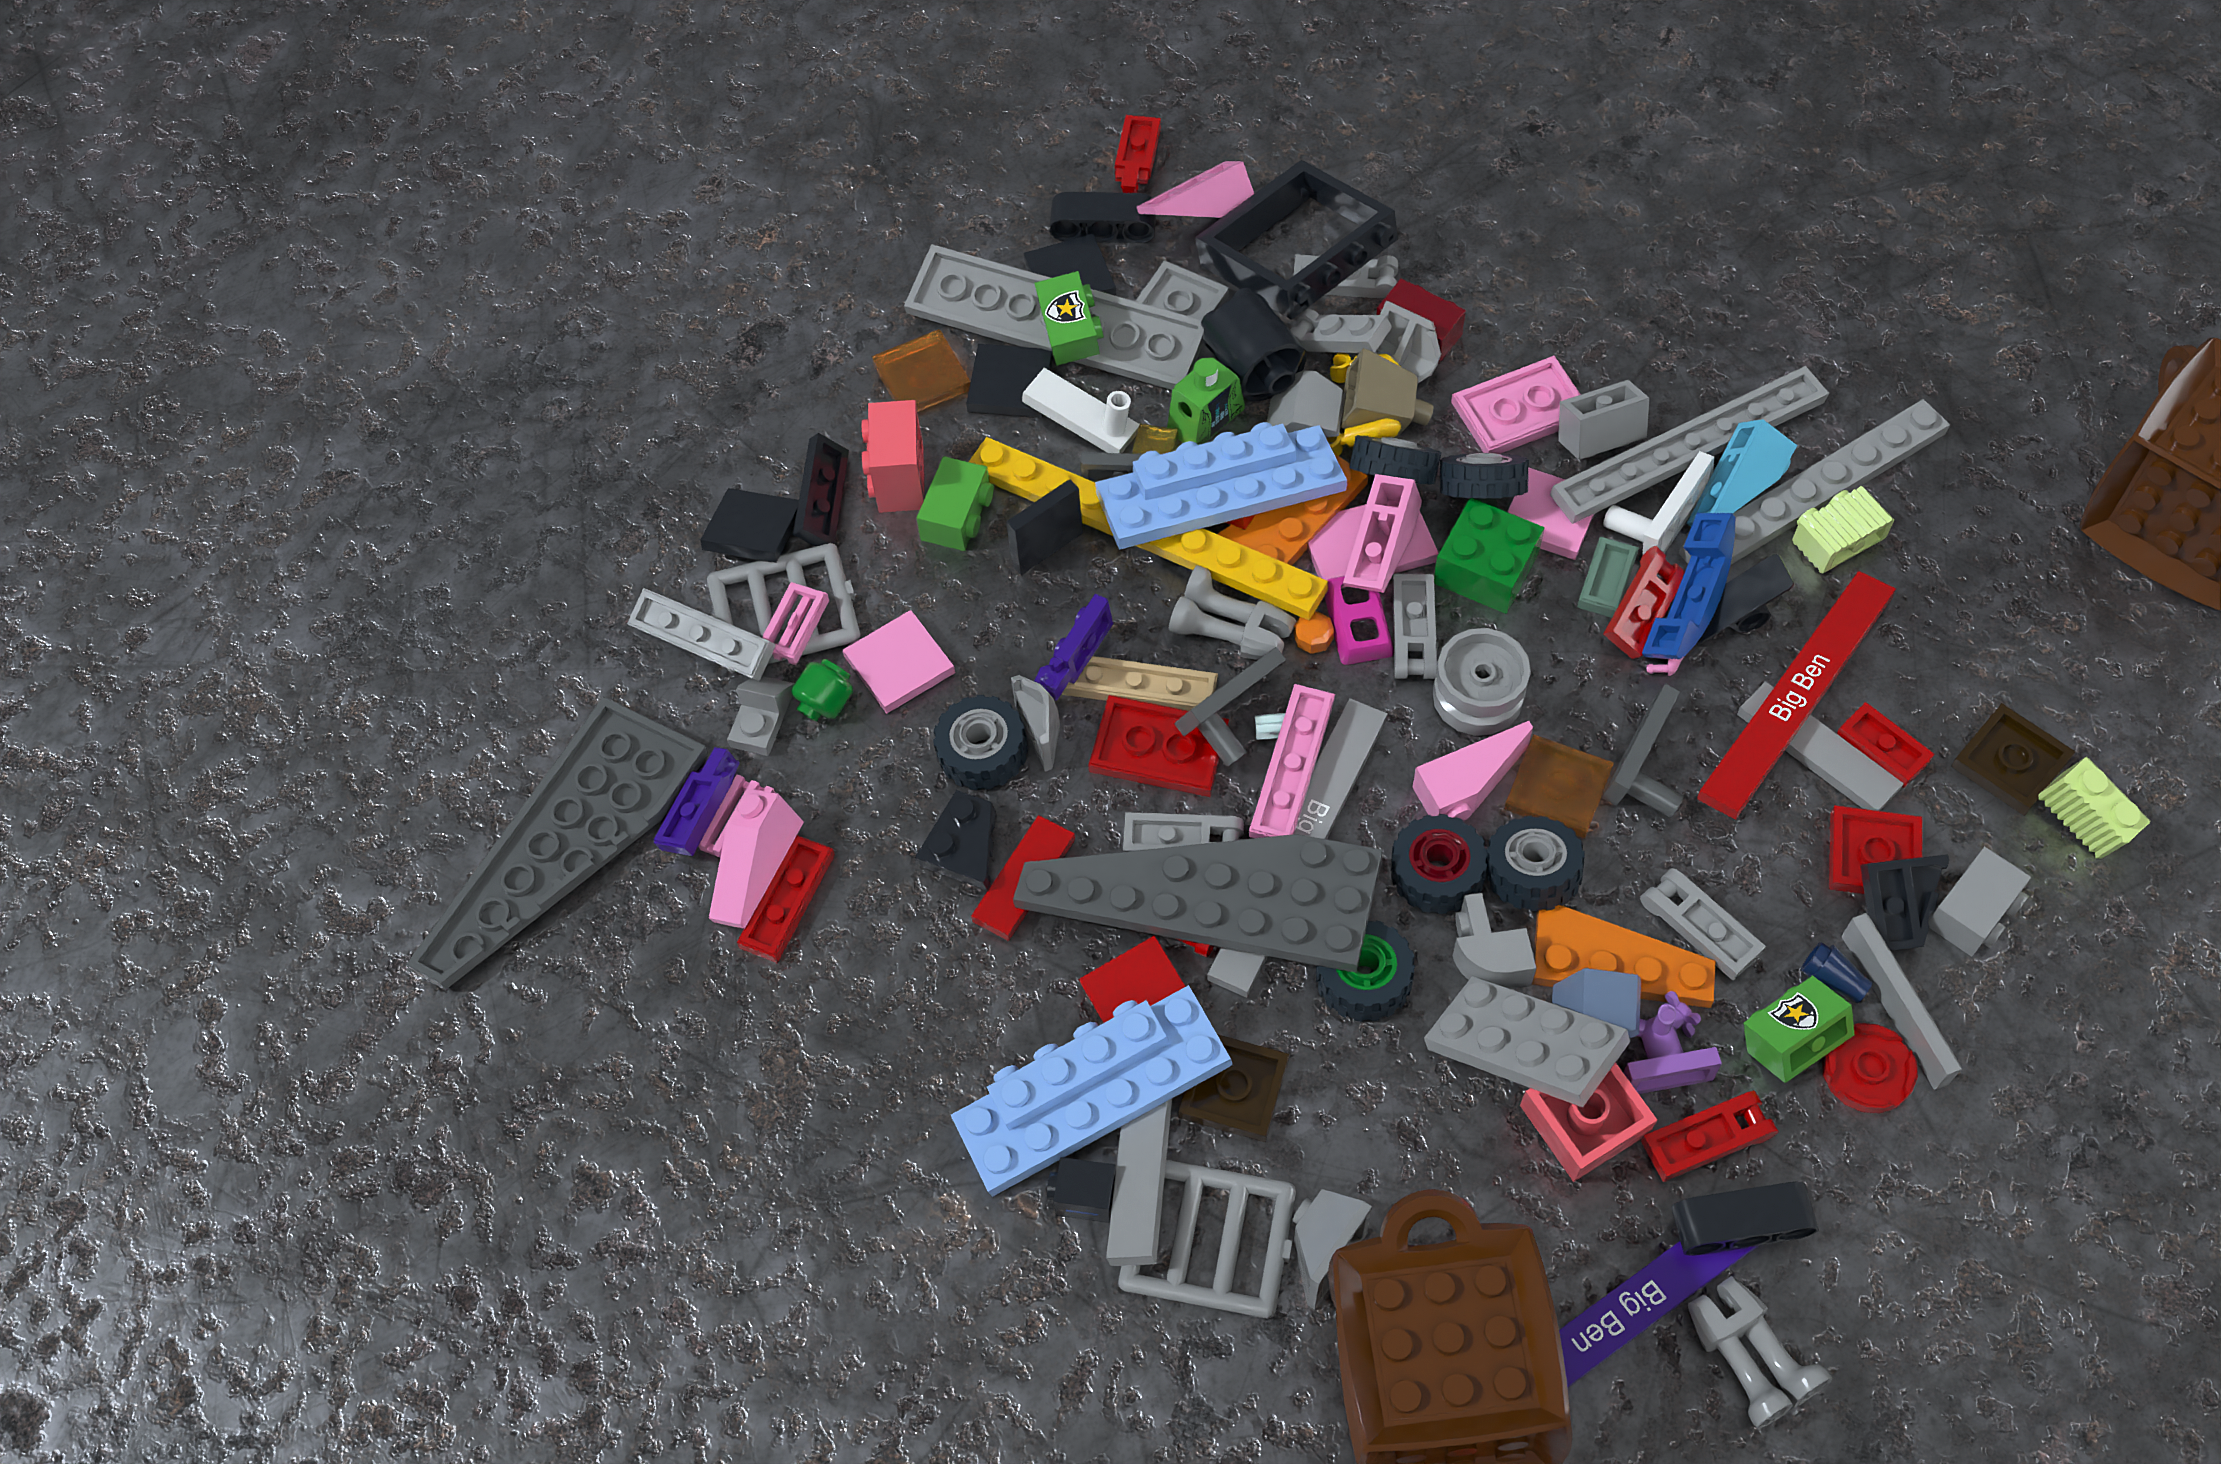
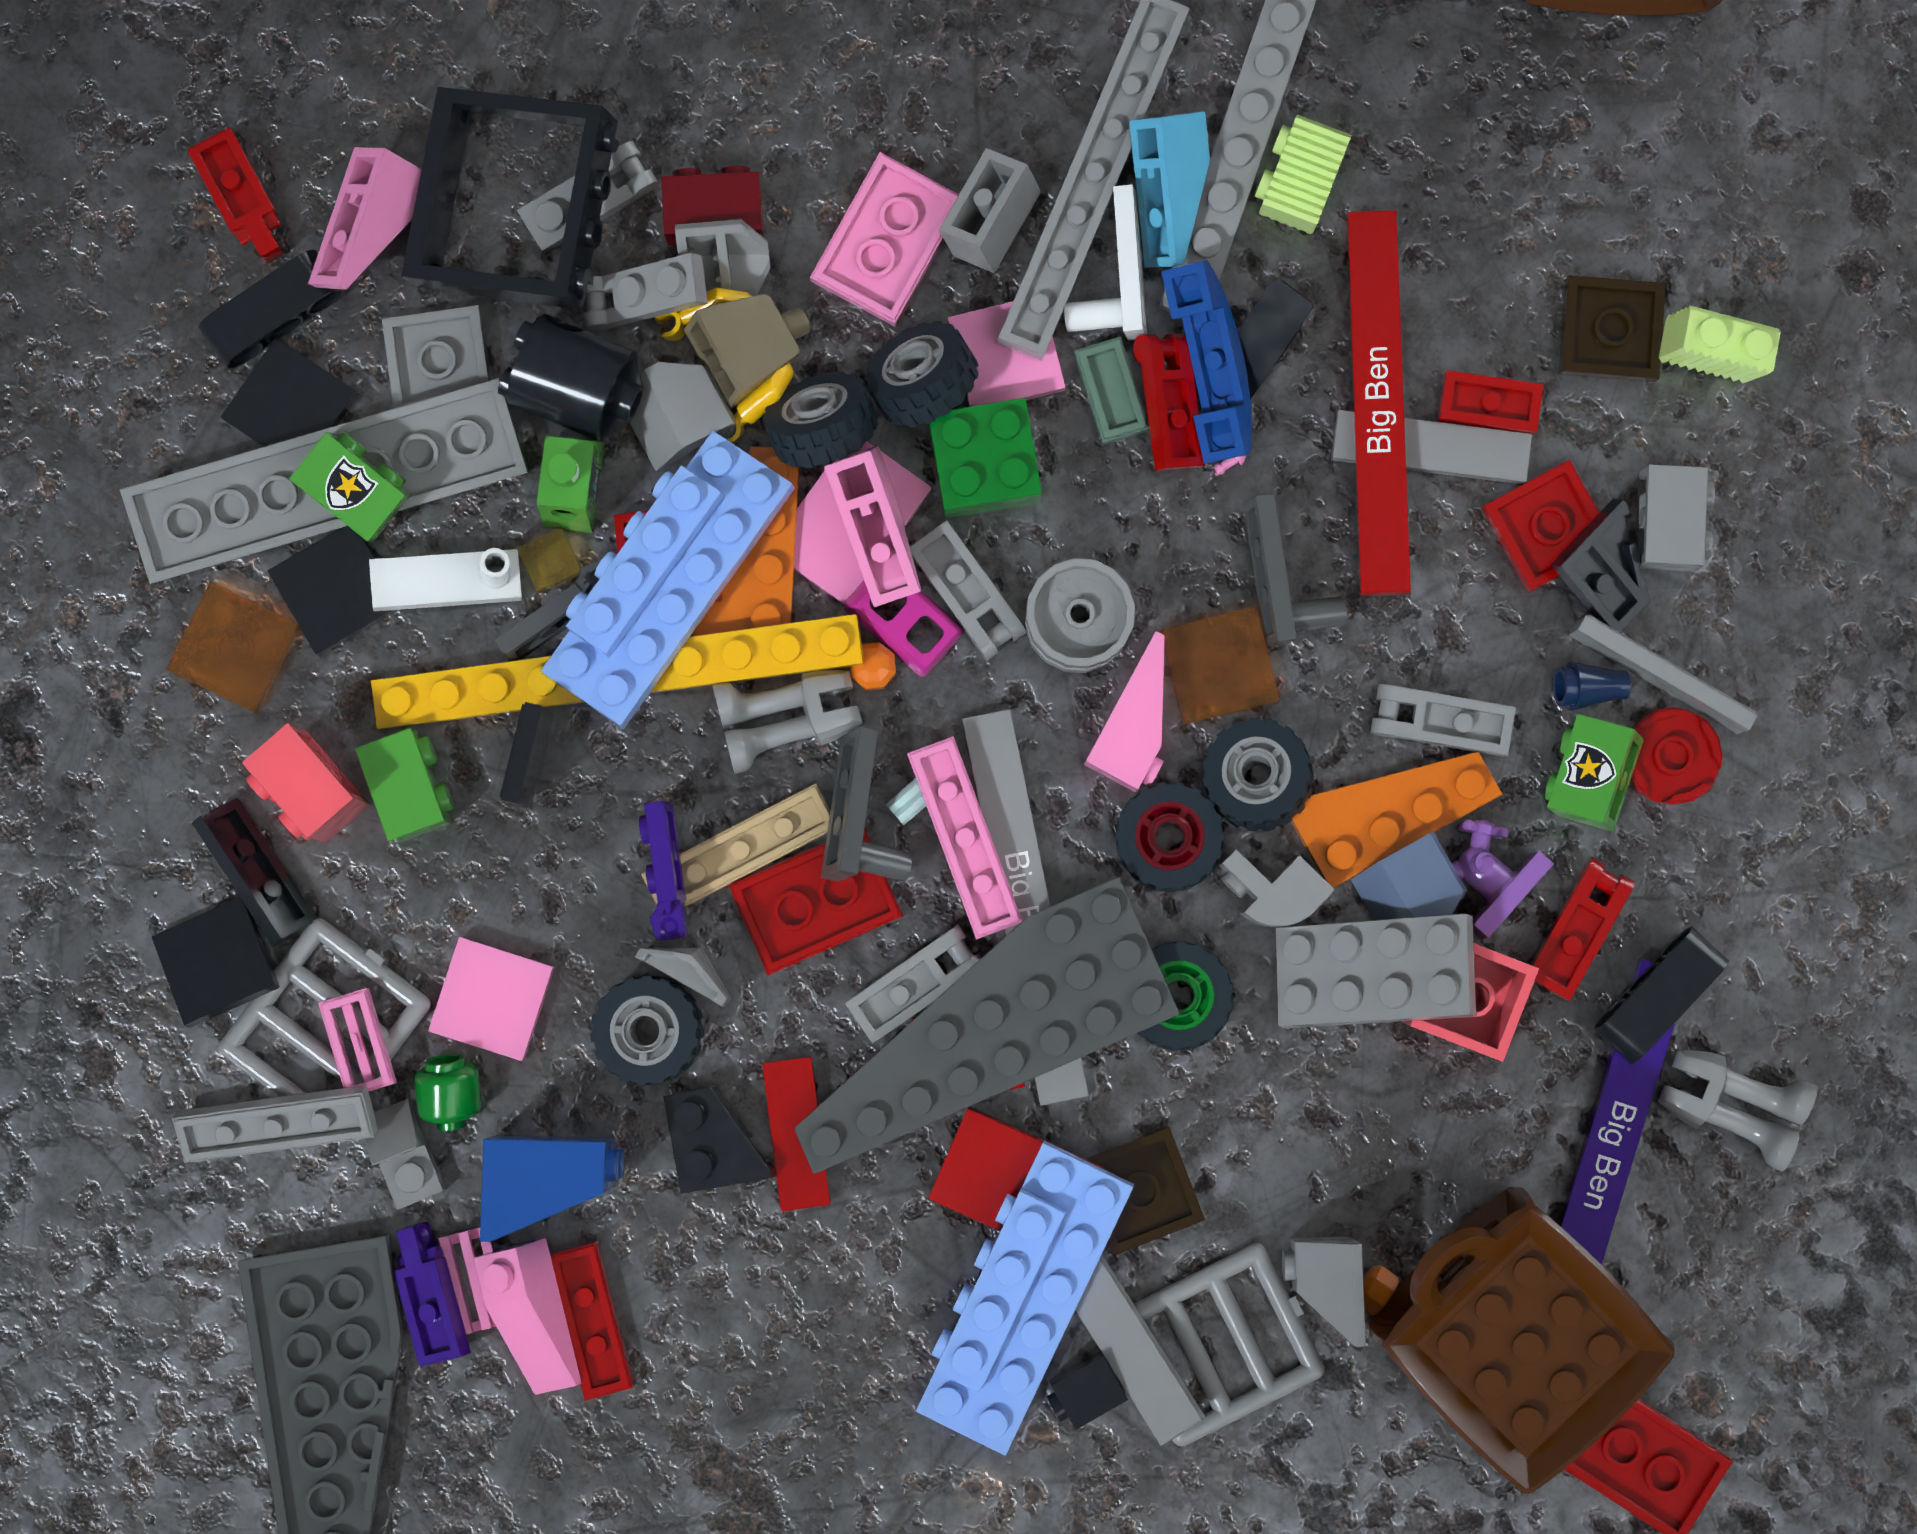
camera: 45 degrees left, 25 degrees up
(833, 774) = (542, 1176): none -> blue slope

